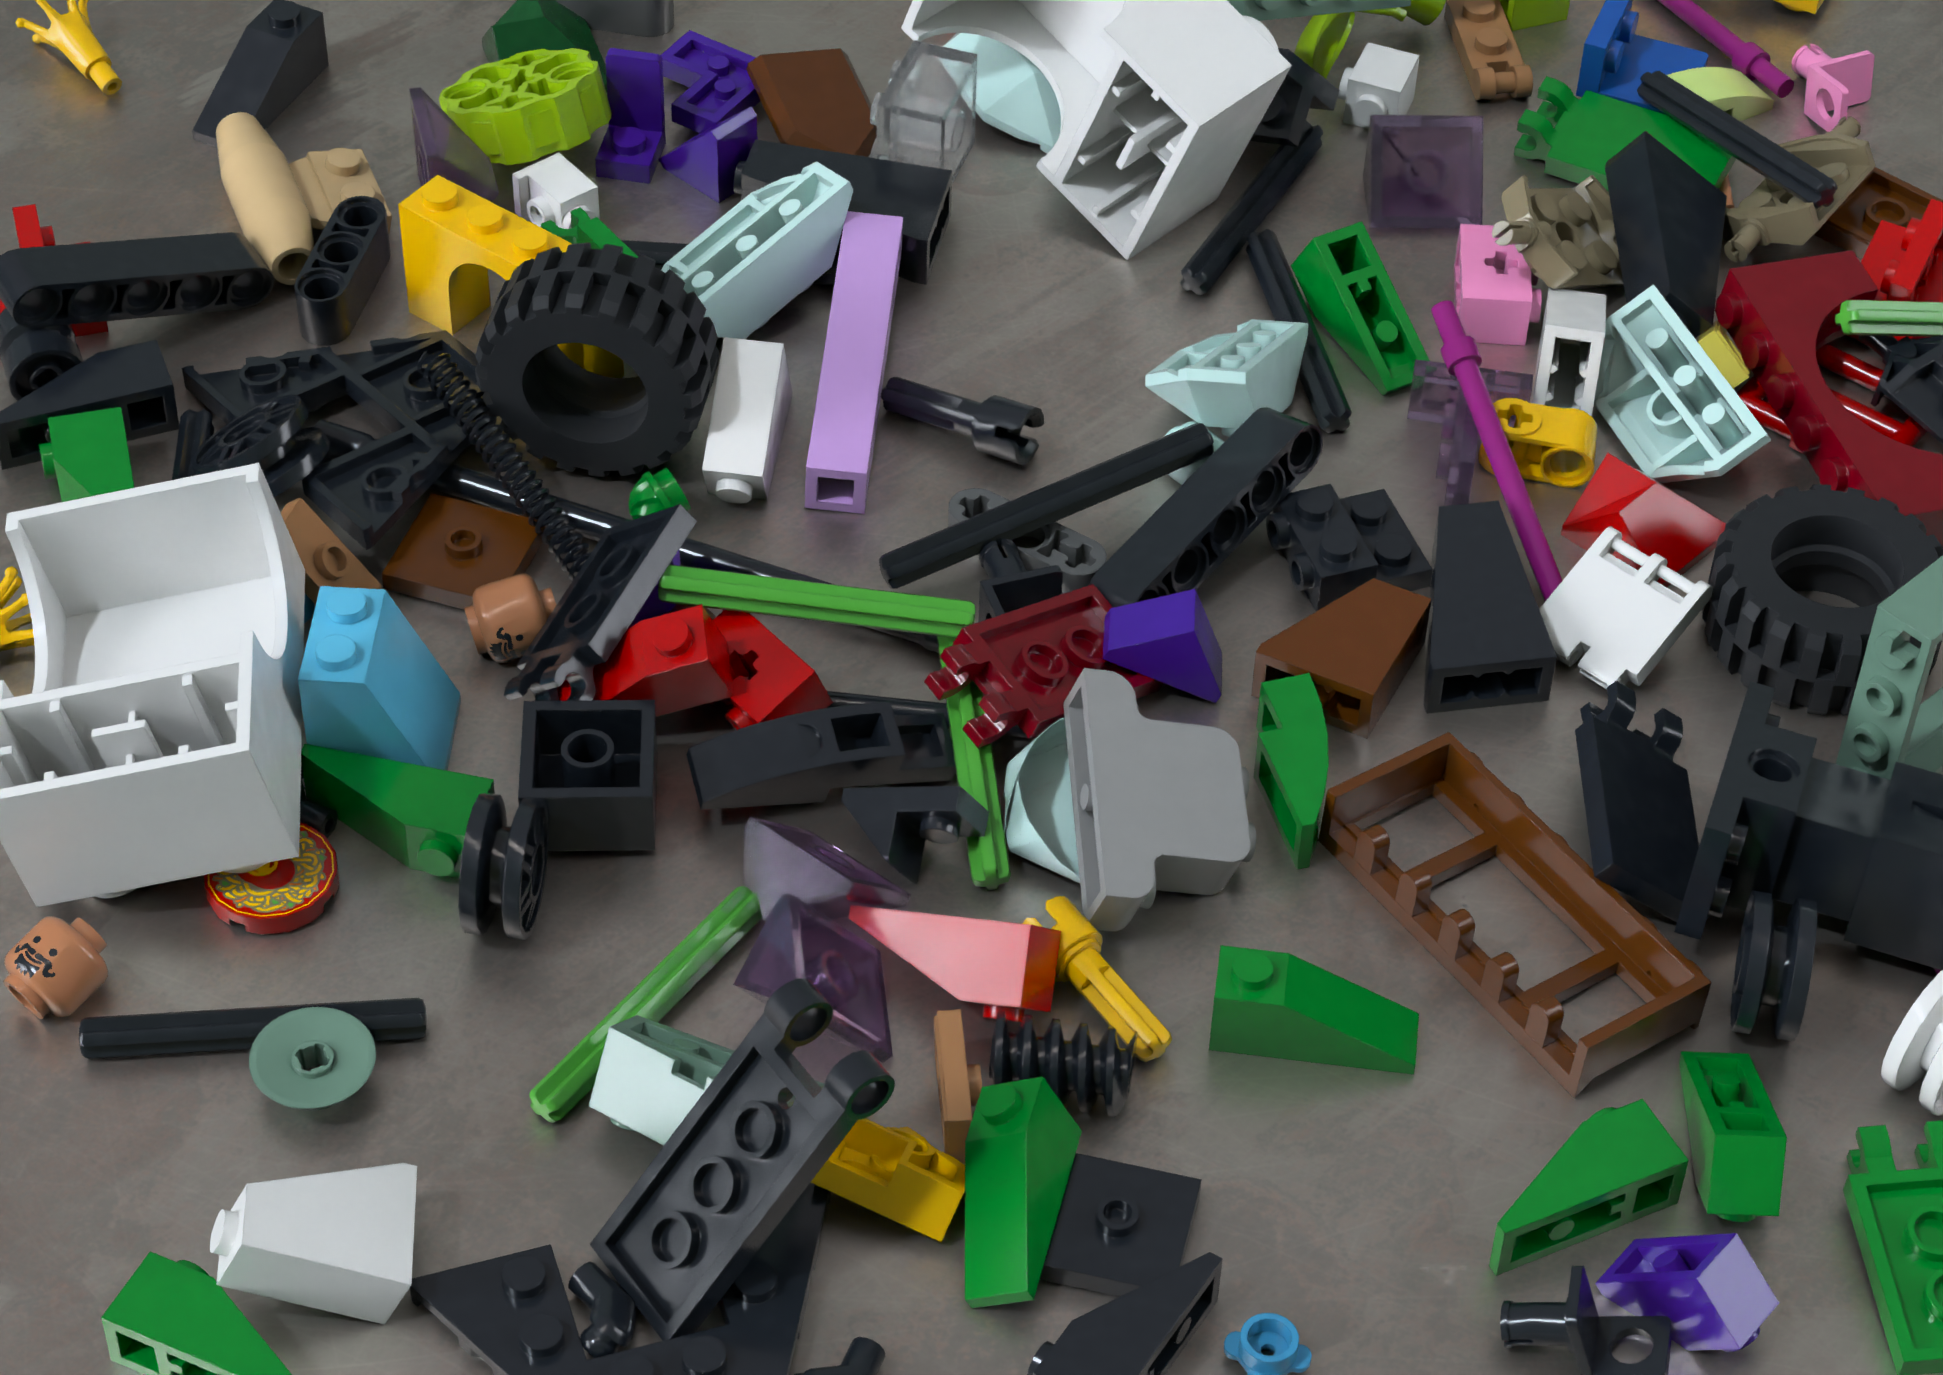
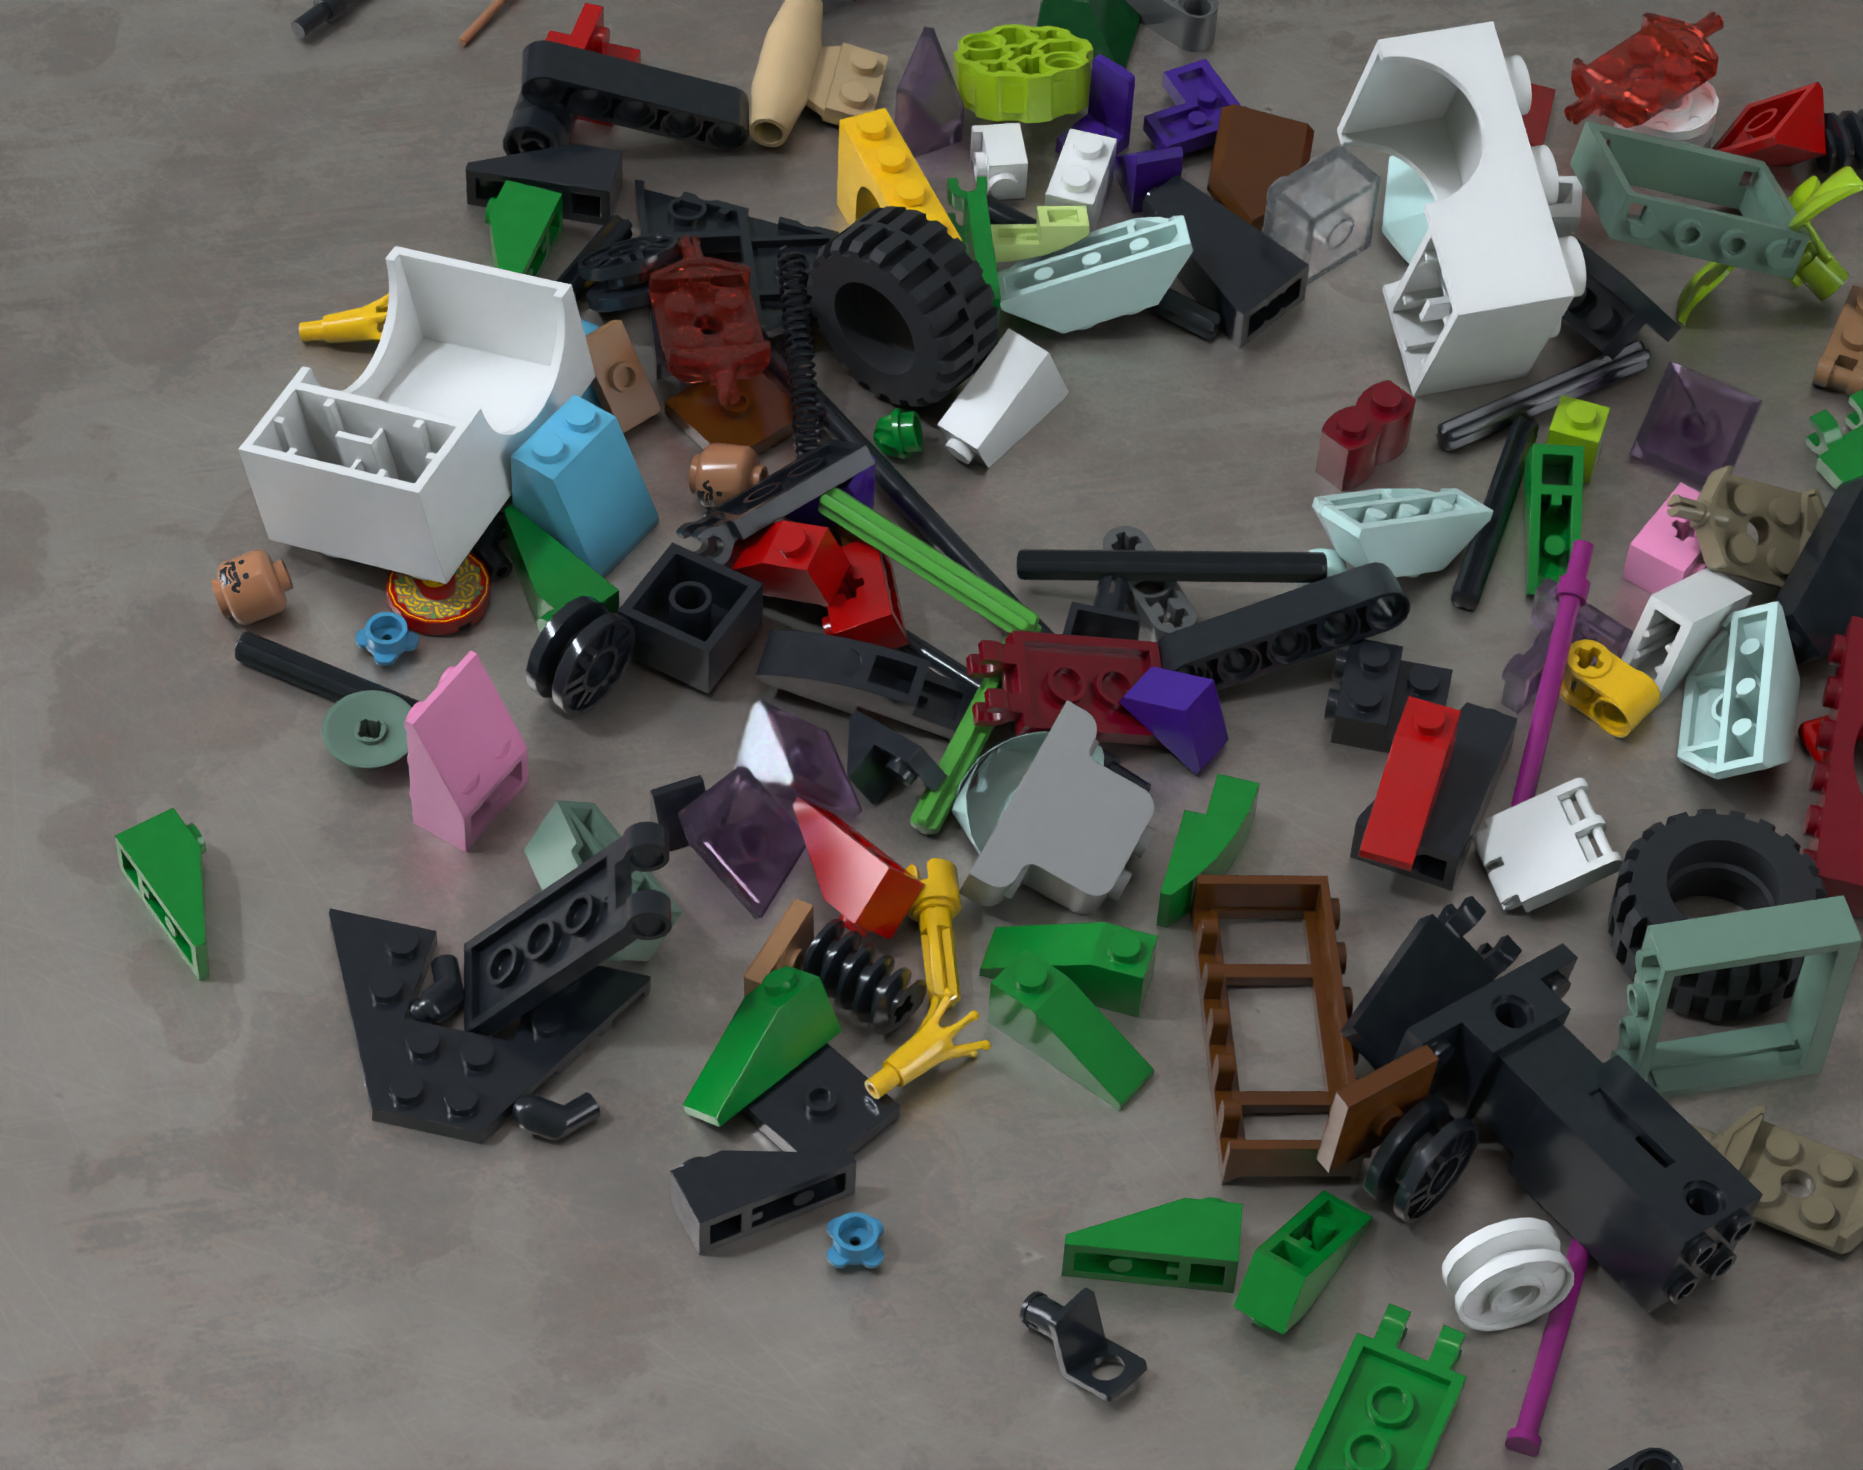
camera: 30 degrees right, 5 degrees up
(251, 952) = (386, 637): none -> dark azure plate
(323, 1240) = (284, 852): white slope -> none
(342, 270) = (797, 152): black beam -> none
(373, 439) = (712, 296): none -> clear red plate
(460, 1034) = (463, 755): none -> bright pink slope
(649, 999) = (620, 798): bright green axle -> none
(658, 187) = (1083, 173): none -> white brick
(677, 235) = (1053, 231): none -> yellowish green slope
(712, 990) = (670, 800): none -> black slope
(854, 363) = (1118, 388): lavender brick -> none
(896, 1176) = (692, 991): yellow slope -> none
(991, 424) = (1190, 484): black piece -> none
(1126, 307) = (1365, 435): none -> dark red brick
(1187, 1103) = (925, 1049): none -> yellow piece
(1297, 915) = (1101, 958): none -> green slope
(1318, 212) = (1580, 424): none -> lime brick
(1353, 652) = (1311, 784): reddish brown slope -> none
(1378, 84) = (1727, 339): white brick -> none
(1465, 599) = (1410, 783): none -> red slope
(1645, 514) = (1636, 783): red slope -> none
(1698, 1282) = (1178, 1353): dark purple slope -> none
(1722, 927) = (1373, 1106): none -> reddish brown plate
(1724, 354) = (1808, 684): light yellow tile -> none

